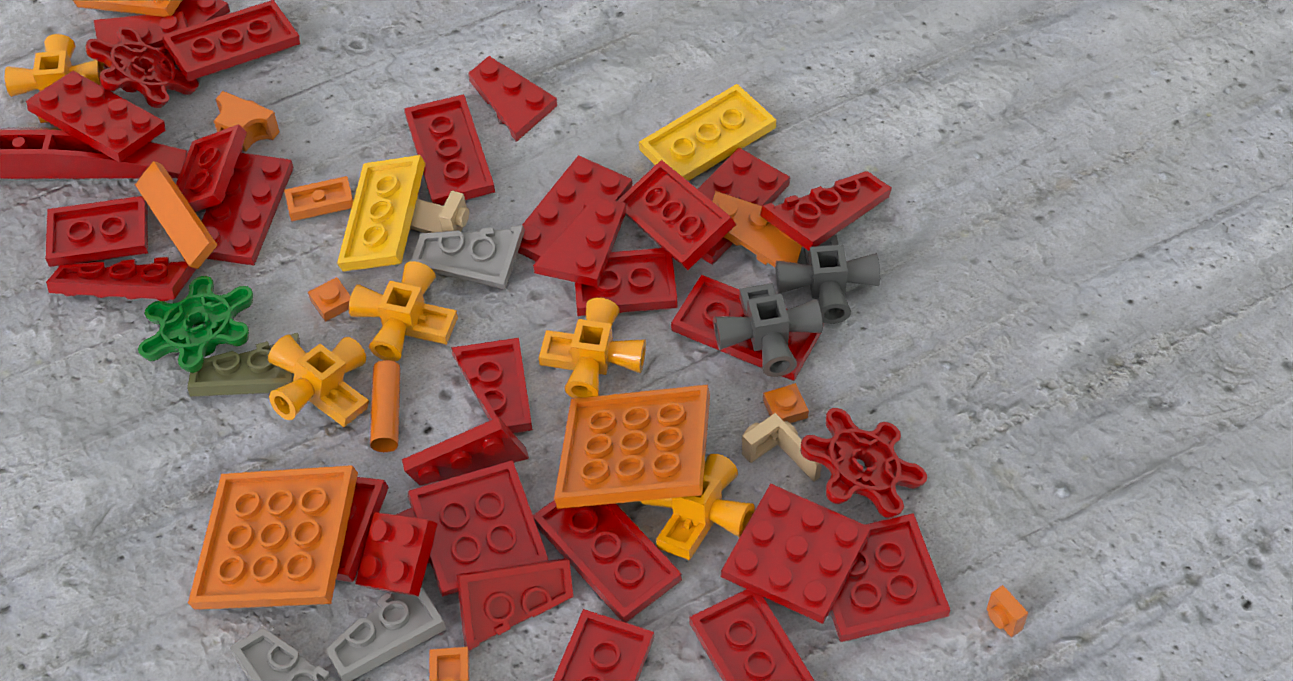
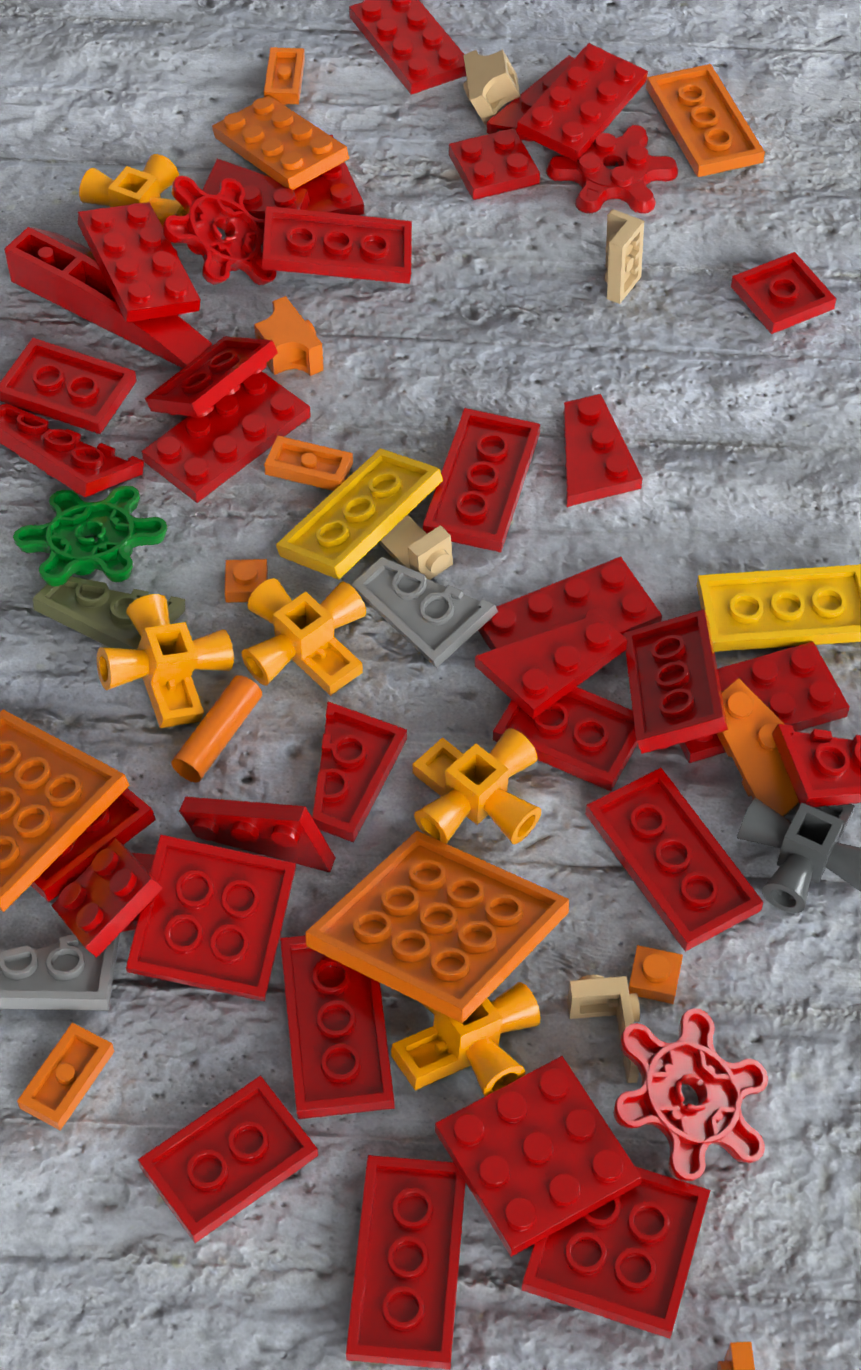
camera: 30 degrees right, 0 degrees up
(176, 215) = (147, 408): orange tile -> none
(508, 595) = (194, 1013): red wing -> none
(768, 326) = (686, 870): dark grey brick -> none

